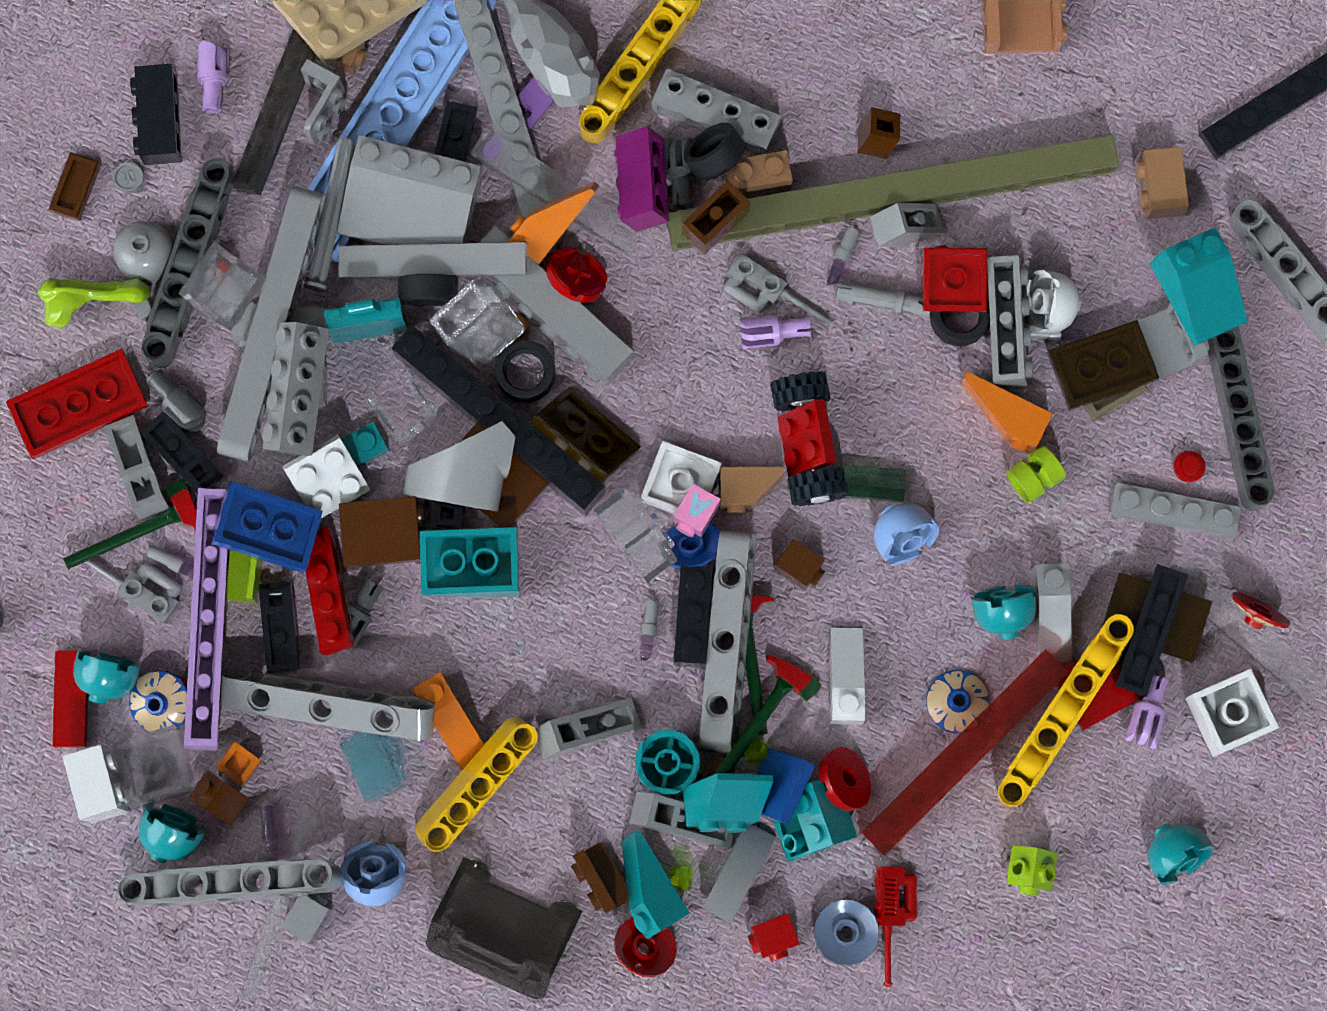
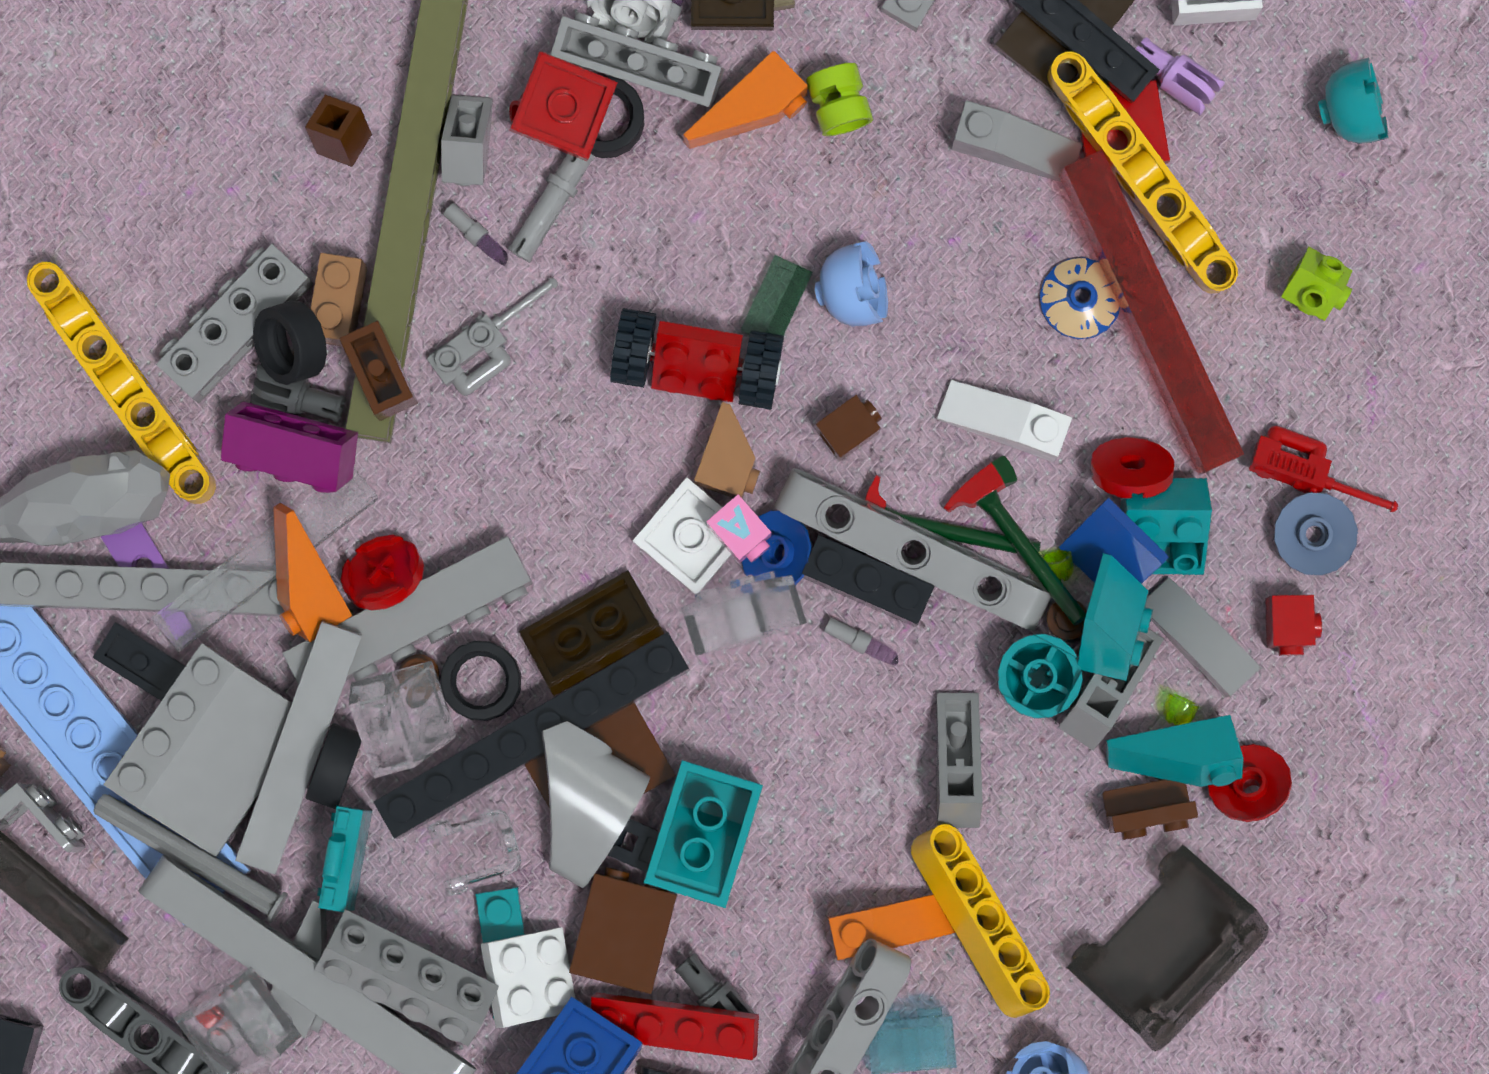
camera: 70 degrees left, 5 degrees up
(771, 330) = (540, 356): lavender arm -> none
(1005, 610) = (994, 198): teal cylinder -> none

